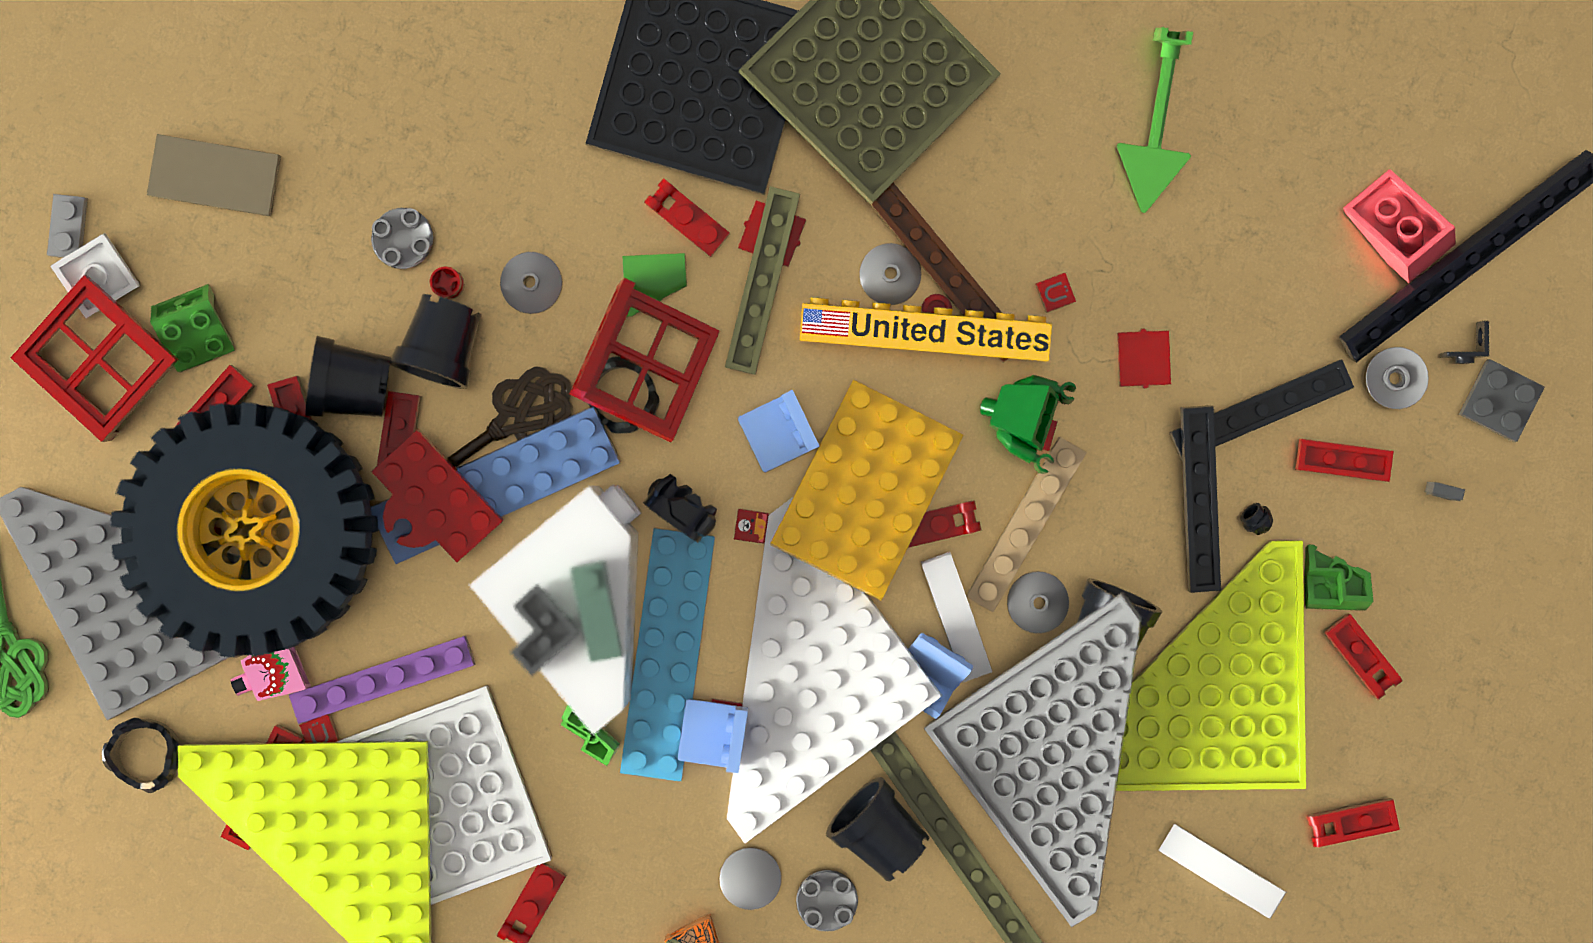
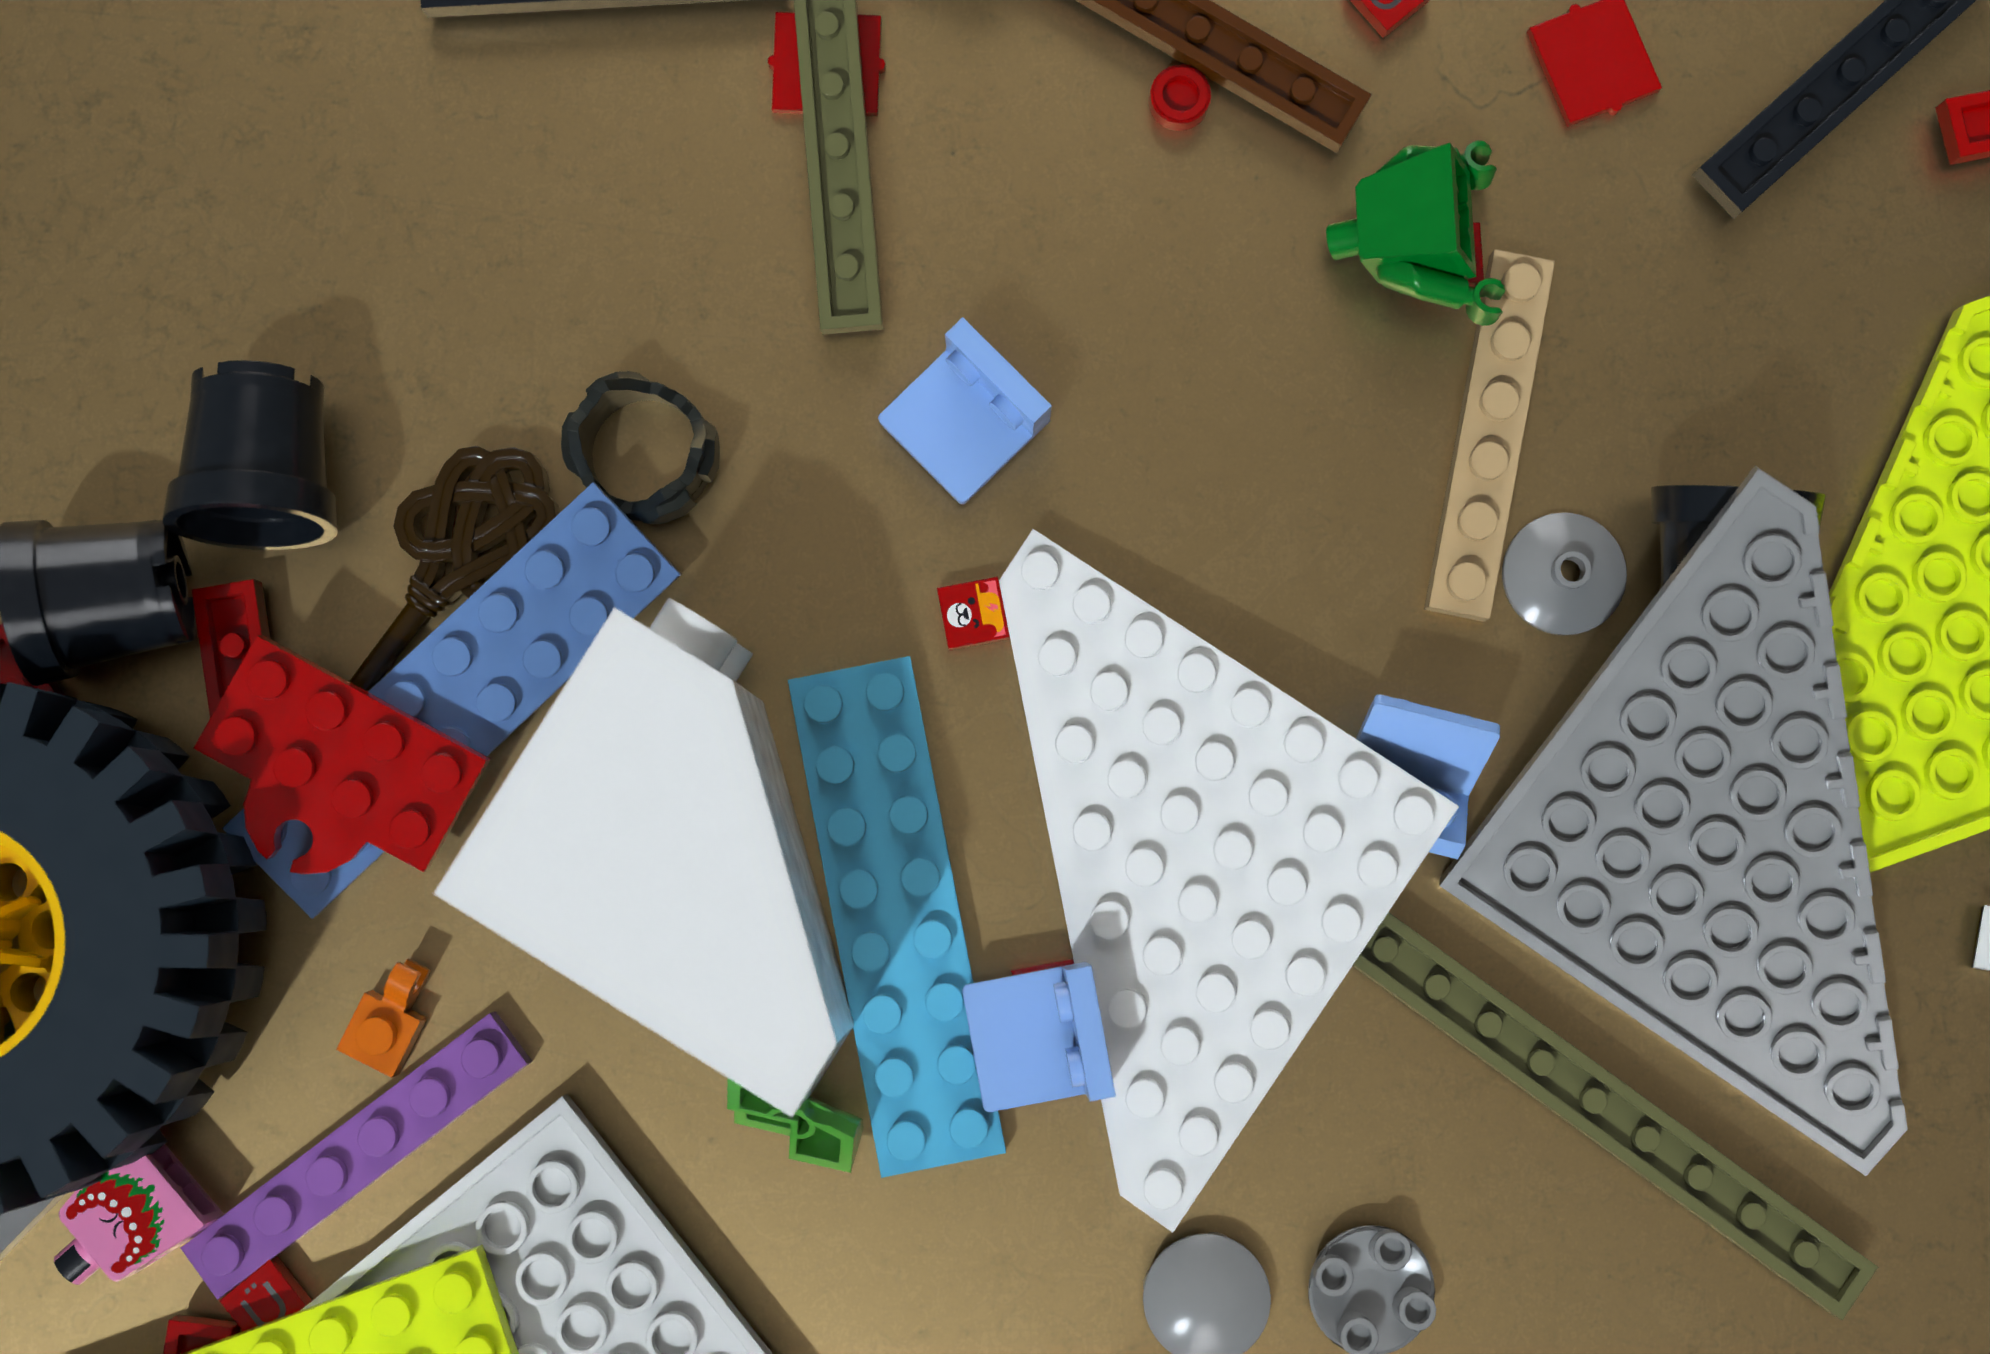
camera: 20 degrees left, 5 degrees down
(402, 238) = (132, 298): light grey dish -> none
(413, 625) = (384, 1025): none -> orange plate
(442, 281) = (232, 338): red wheel -> none
(542, 294) = (425, 322): light grey dish -> none
(551, 630) = (630, 928): dark grey plate -> none
(596, 610) = (711, 852): sand green slope -> none
(605, 343) = (573, 350): red window -> none
(655, 274) = (629, 215): bright green slope -> none
(681, 508) = (828, 617): black piece -> none
(688, 218) = (659, 86): red plate -> none
(866, 490) = (1169, 469): yellow plate -> none
(878, 830) = (1428, 1115): black piece -> none
(887, 290) = (1067, 91): light grey dish -> none
(926, 331) = (1180, 128): yellow brick -> none
(940, 524) = (1318, 494): red plate -> none
(956, 613) = (1418, 637): white slope -> none
(1200, 498) = (1804, 267): black plate -> none
(1257, 519) = (1918, 275): black plate -> none

